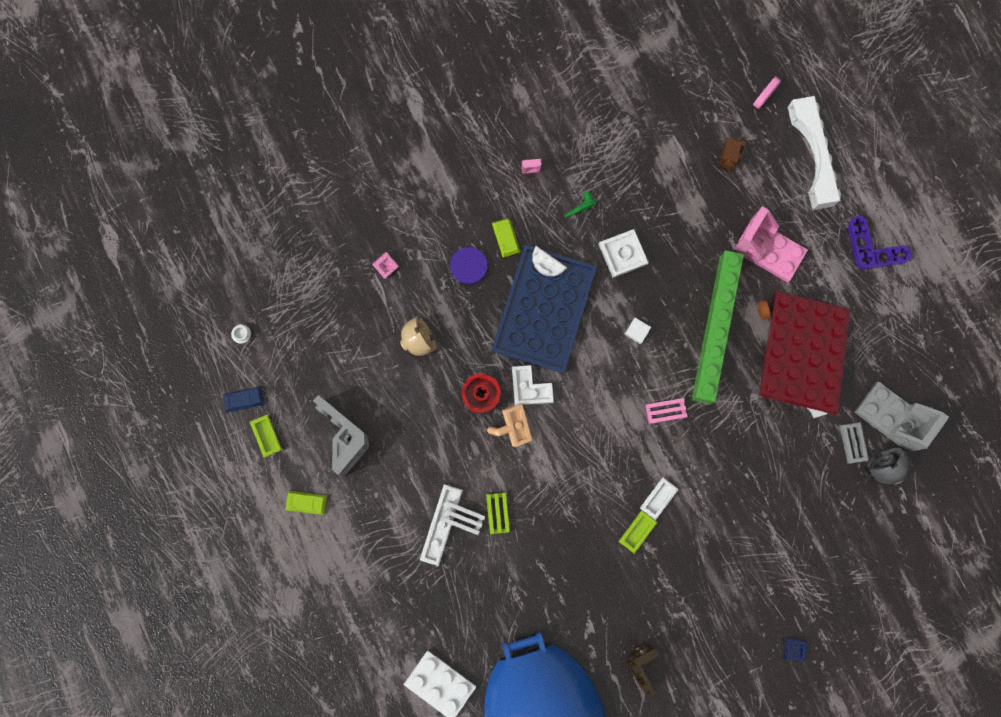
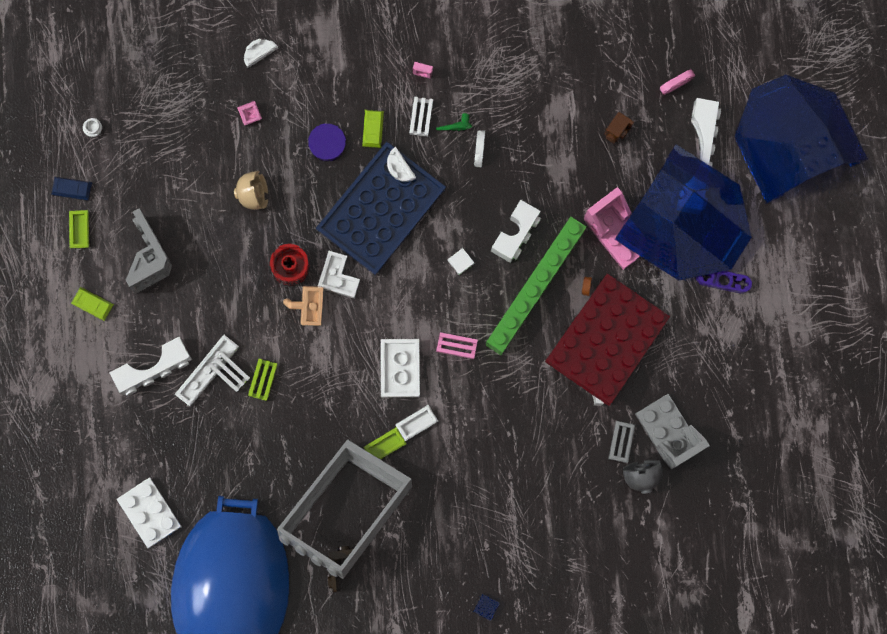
camera: 20 degrees right, 0 degrees up
(369, 562) = (173, 356): none -> white arch
(370, 204) = (258, 50): none -> white tile
(543, 195) = (423, 101): none -> white tile
(612, 218) = (479, 148): none -> white tile
(623, 253) = (476, 184): white plate -> none
(623, 452) = (400, 368): none -> white plate
(637, 557) = (371, 465): none -> light grey window
(681, 267) = (508, 246): none -> white arch
(836, 214) = (688, 219): none -> clear blue windscreen
(890, 104) = (794, 134): none -> clear blue windscreen

